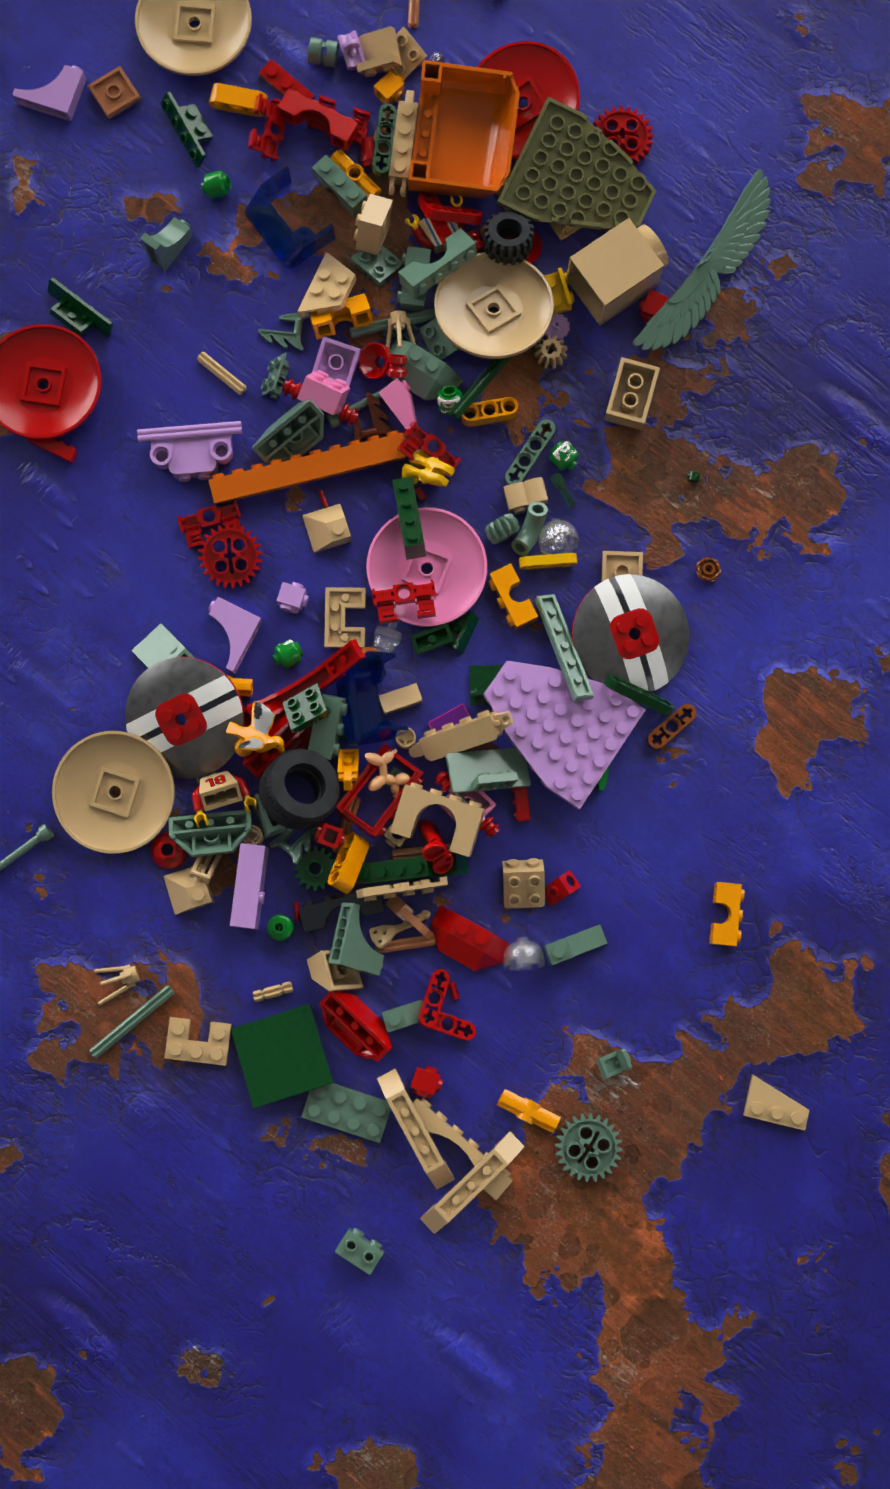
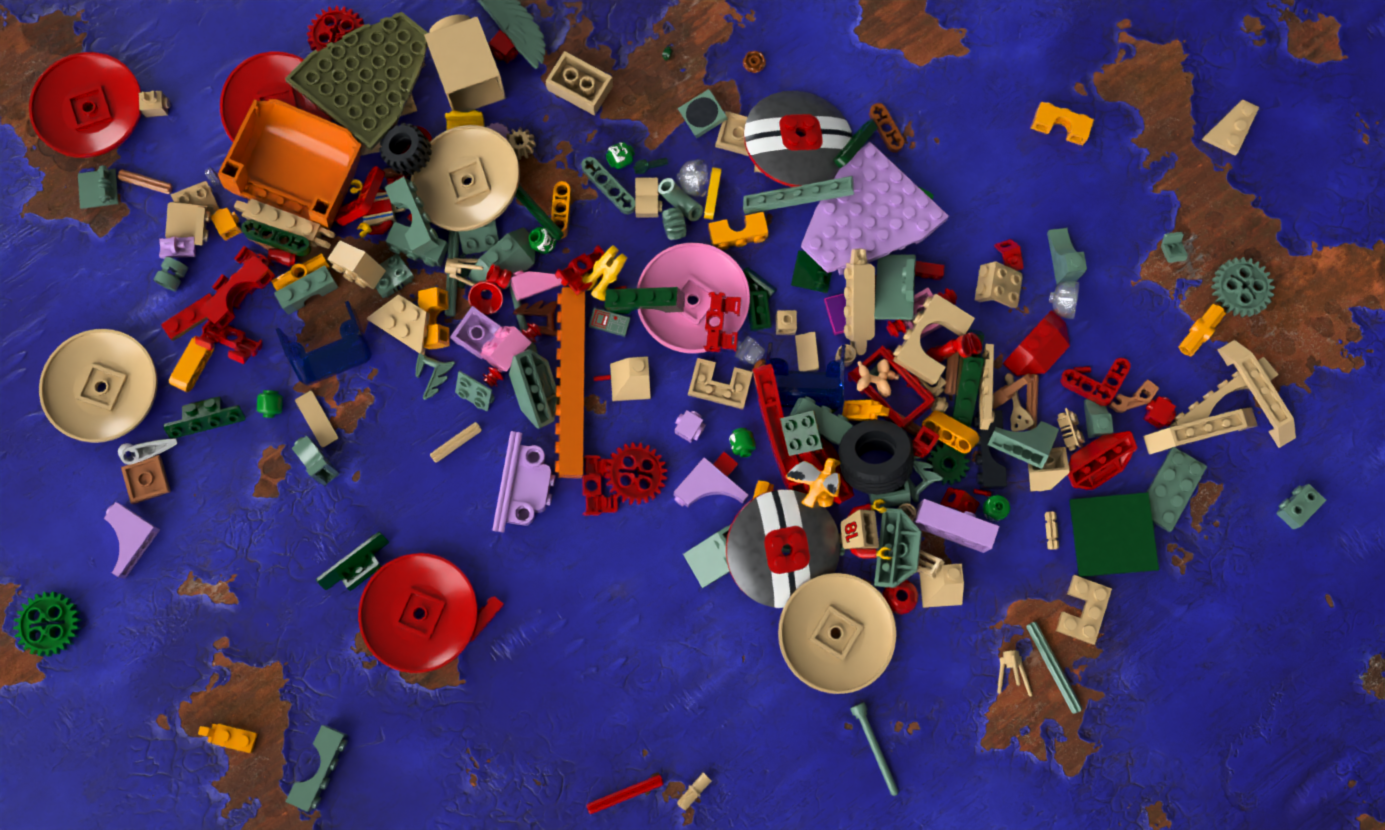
camera: 80 degrees left, 5 degrees down
(140, 81) = (144, 450): none -> white piece
(213, 234) = (316, 419): none -> tan piece
(262, 643) = (725, 464): none -> red tile
(278, 892) = (962, 502): none -> red bracket
(377, 847) = (940, 404): none -> tan plate
(379, 993) = (1072, 420): none -> tan hinge
(383, 491) = (609, 322): none -> sand green tile
(425, 669) = (786, 322): none -> tan brick
(427, 1045) = (1128, 403): none -> nougat piece
(633, 529) = (702, 113): none -> tile

